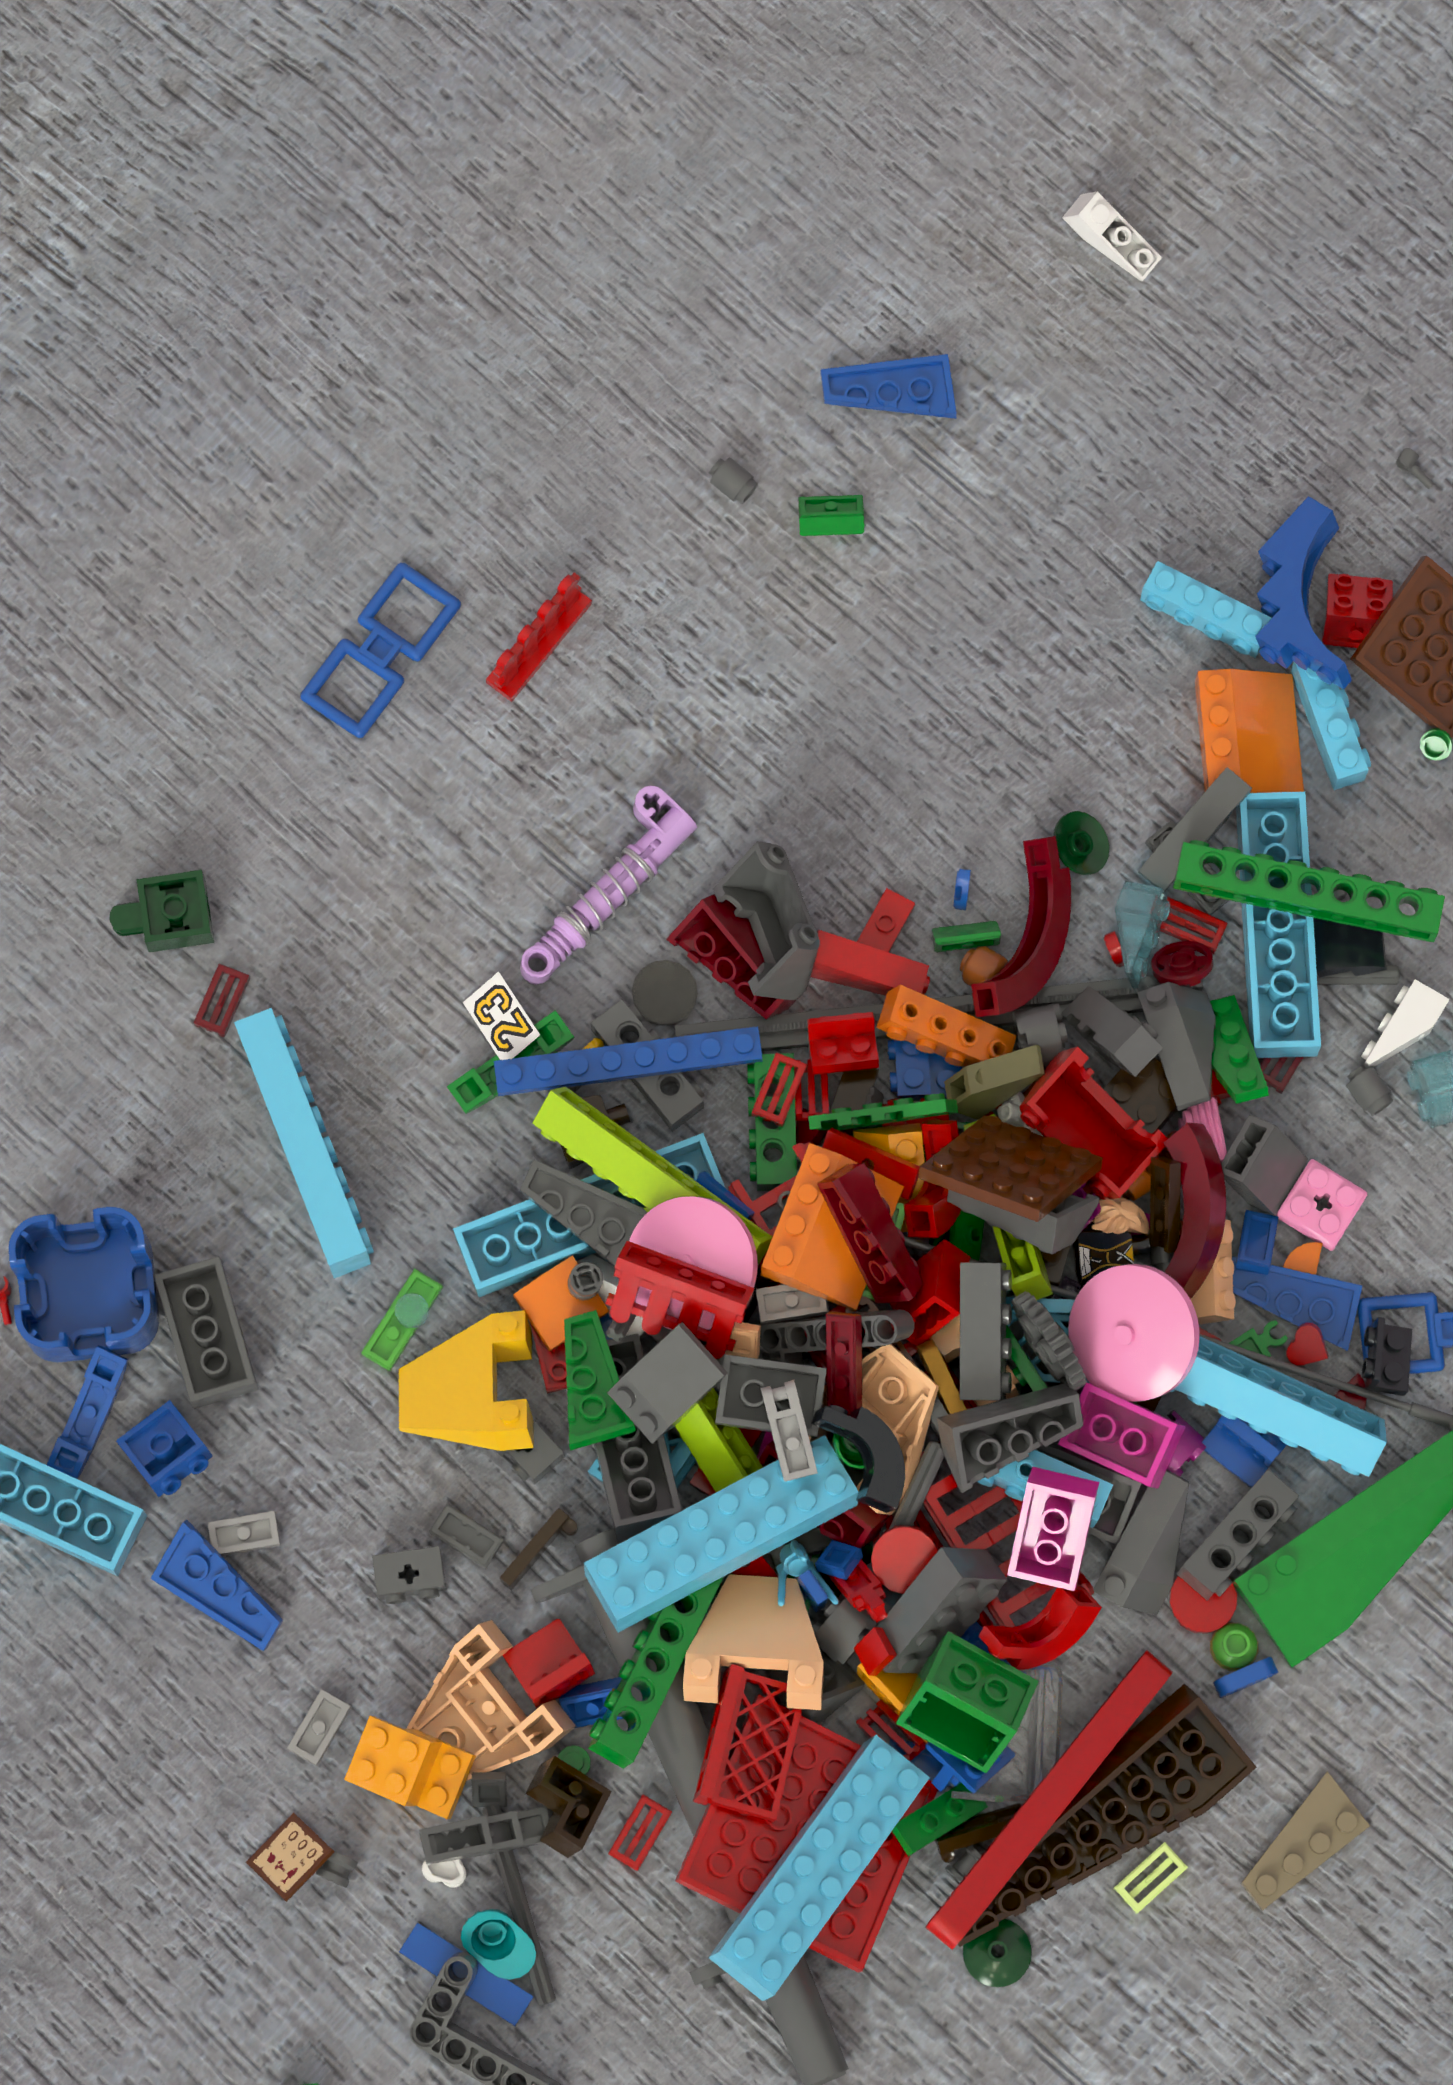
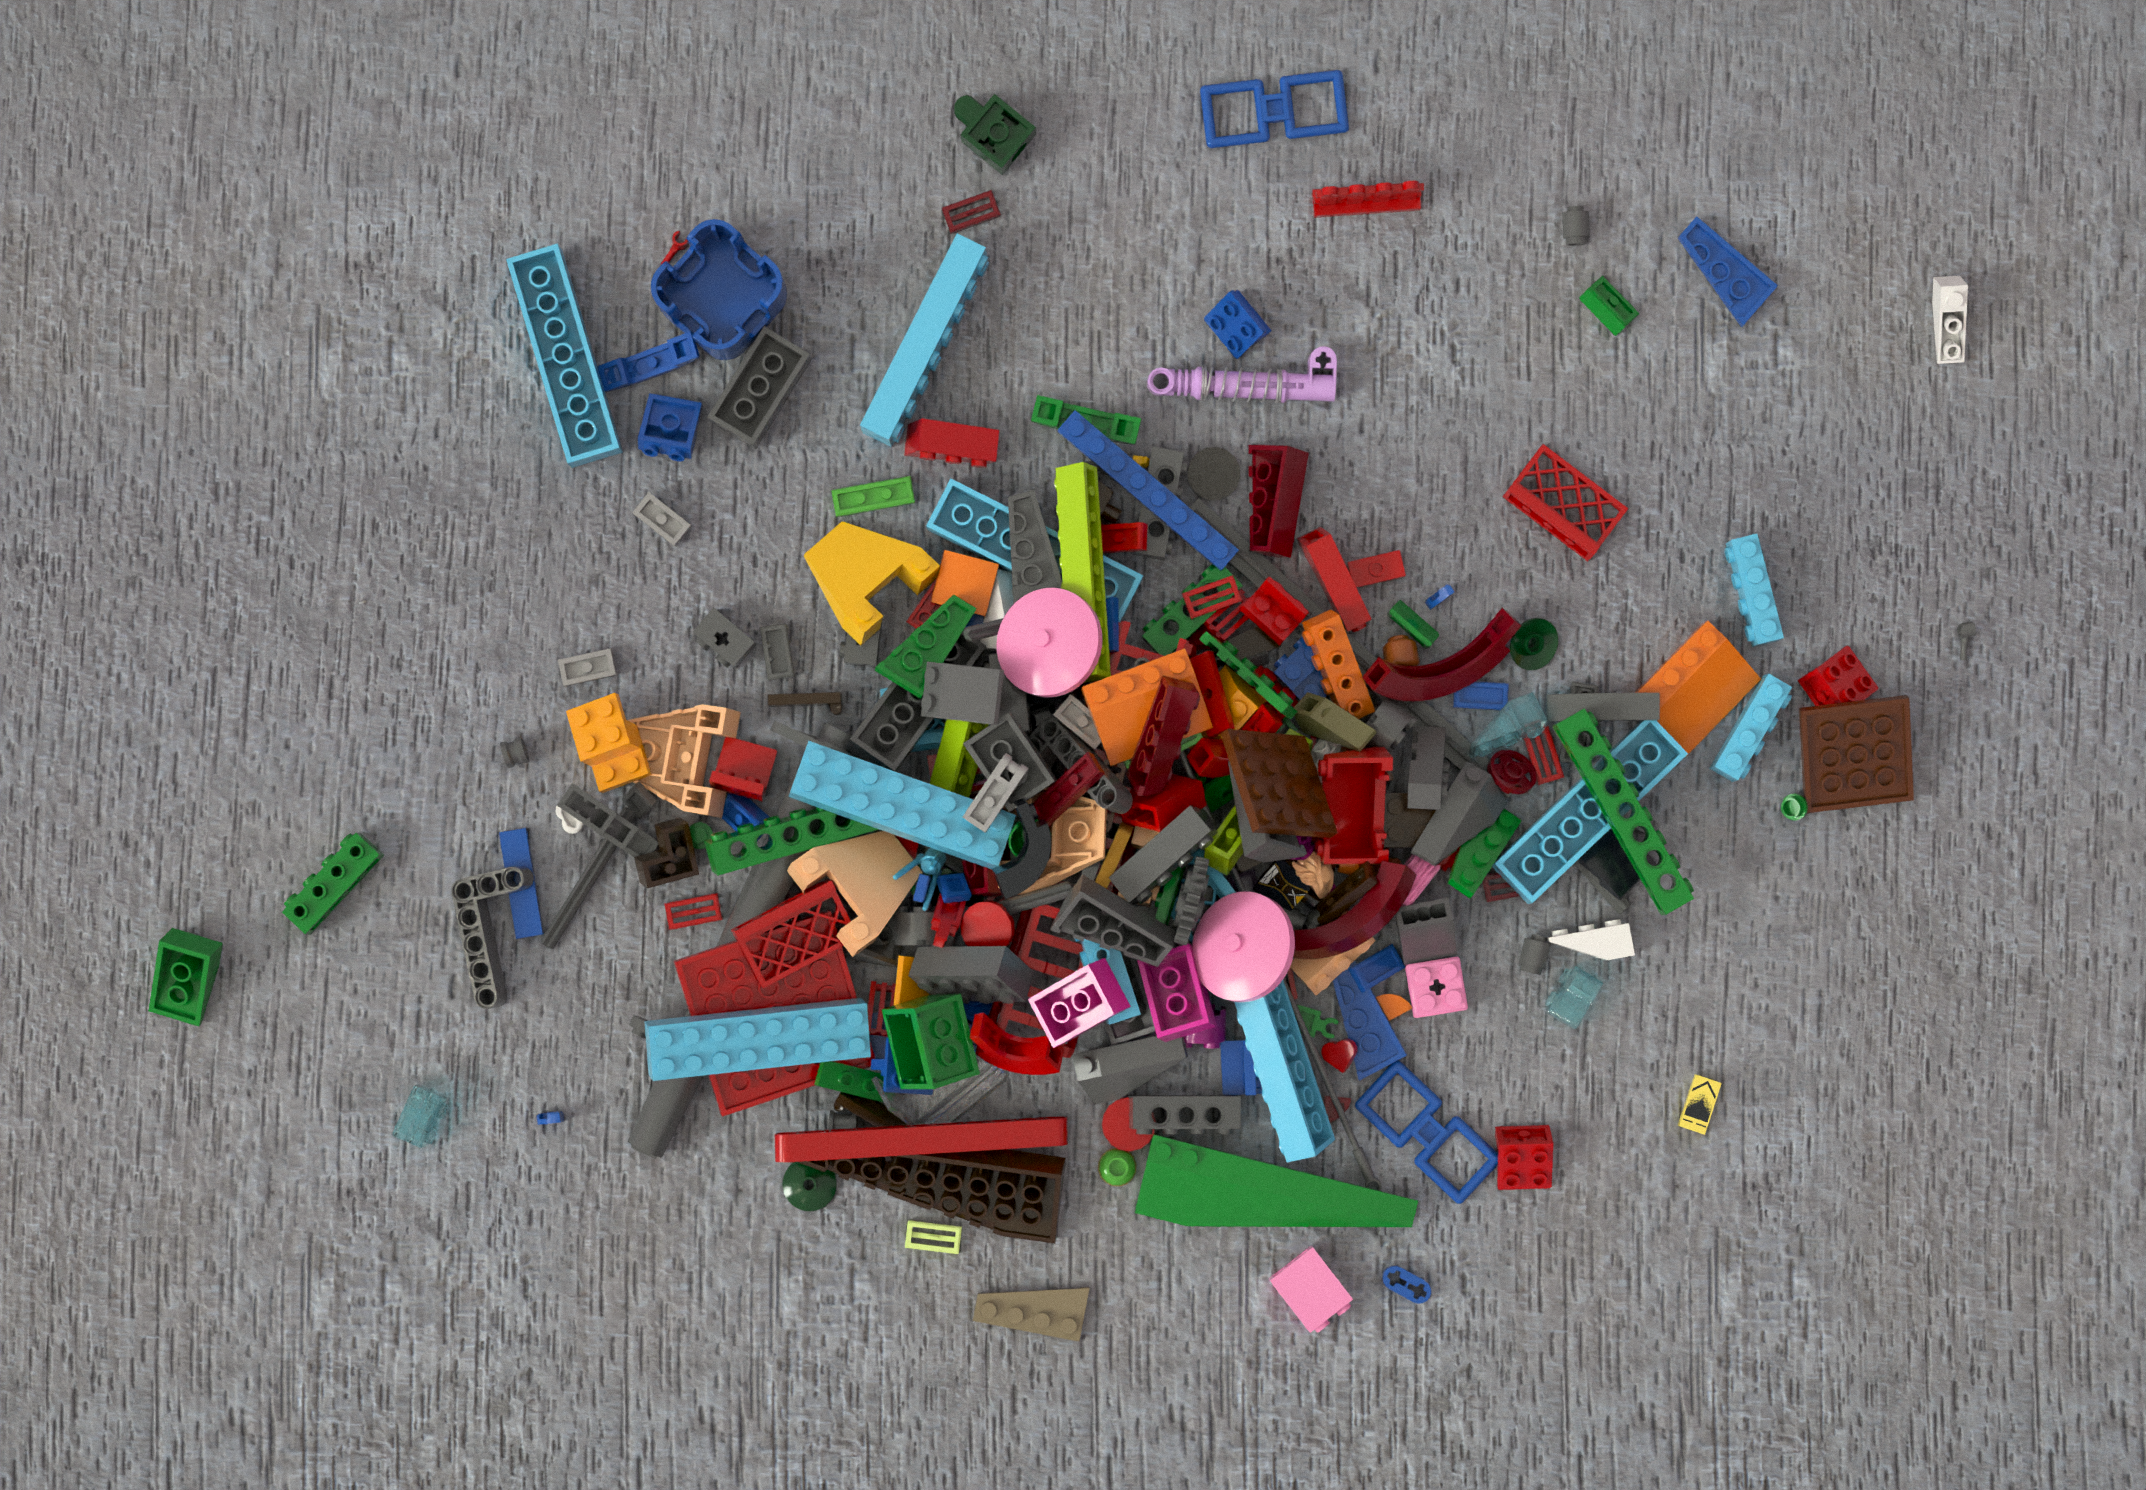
camera: 50 degrees right, 10 degrees up
(210, 1584) = (614, 524): blue wing -> none
(290, 1857) = (496, 719): piece -> none
(411, 1310) = (882, 497): clear light blue tile -> none
(418, 1202) = (951, 442): none -> red wedge
(498, 1944) = (553, 886): teal piece -> none
(501, 1018) = (1108, 390): sticker -> none
(546, 852) = (1236, 323): none -> blue bracket
(581, 1286) = (987, 586): dark grey wheel -> none
(653, 1117) = (1124, 537): none -> red hinge
(681, 1281) = (1030, 648): red fence -> none
(747, 1340) = (1030, 713): light nougat tile -> none
(769, 896) = (1326, 481): dark grey windscreen -> none
(875, 1651) = (915, 959): red tile -> none
(976, 731) = (1547, 515): none -> red fence
(1088, 932) = (1482, 696): none -> blue tile
(1113, 945) = (1485, 719): red tile -> none
(1245, 1677) = (1103, 1190): blue beam -> none
(1290, 562) = (1832, 615): blue arch -> none
(1388, 1358) = (1374, 1109): black bracket -> none

